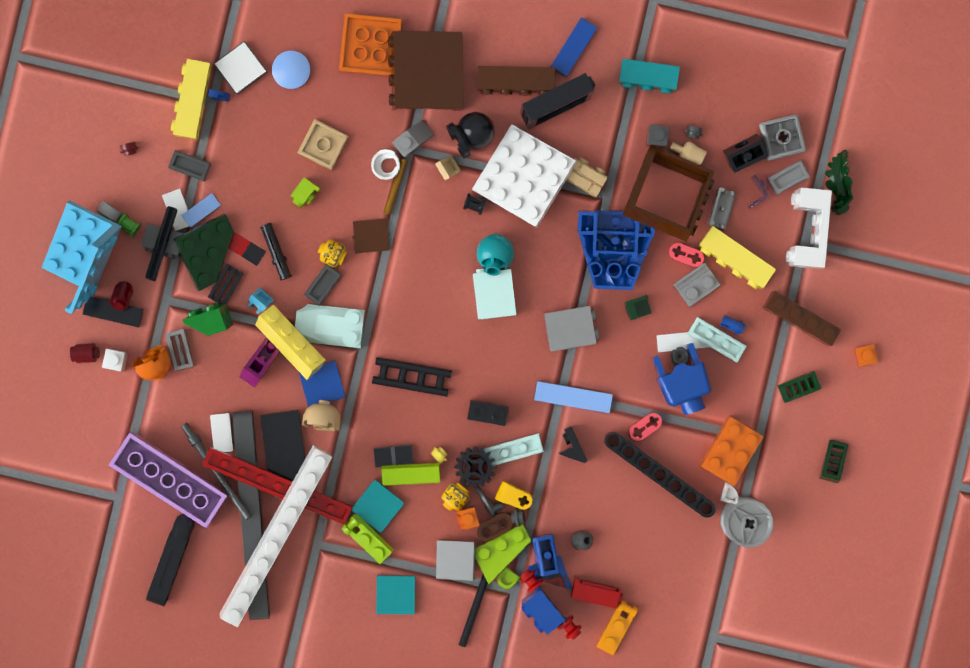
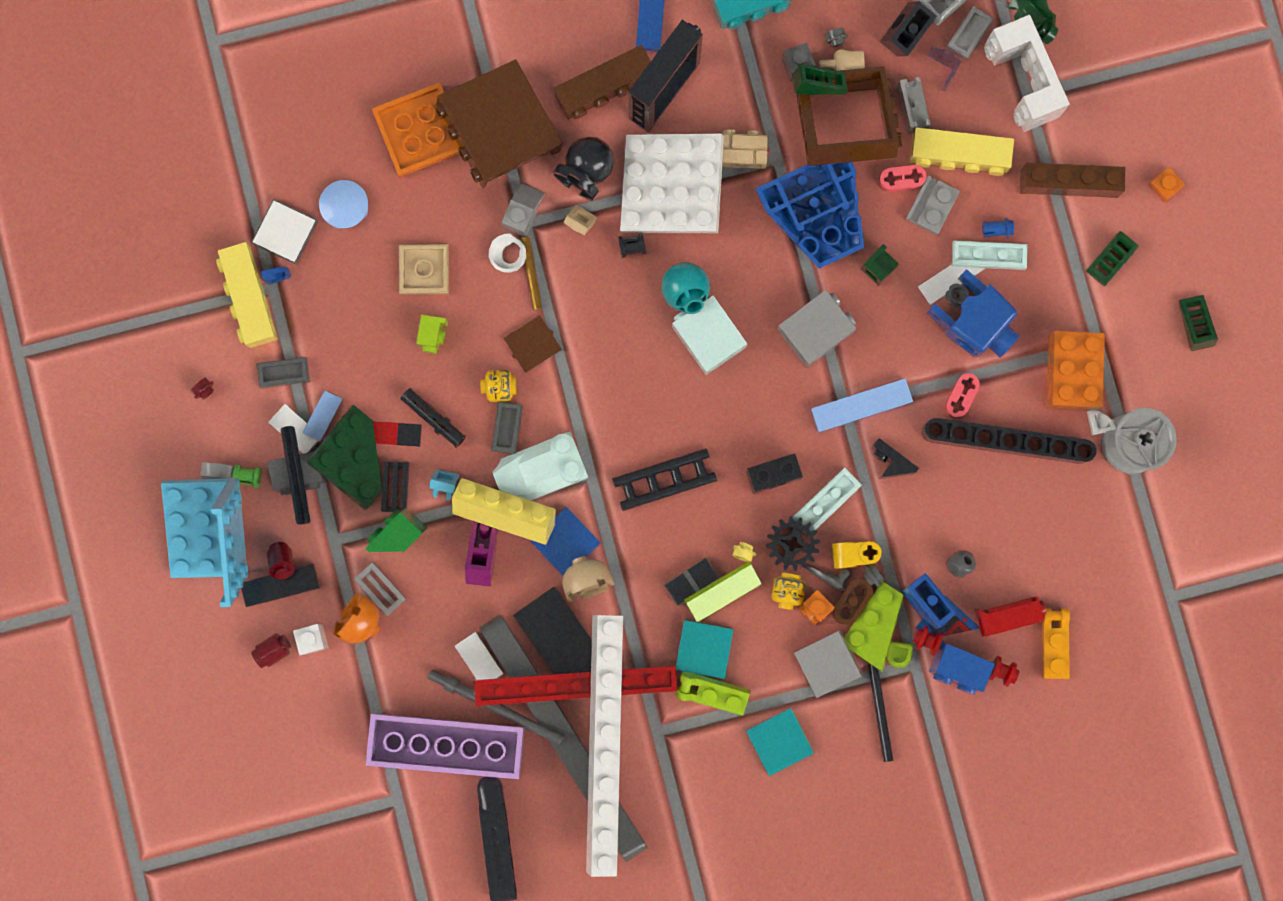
camera: 25 degrees left, 5 degrees down
(651, 156) = (805, 83): none -> dark green slope

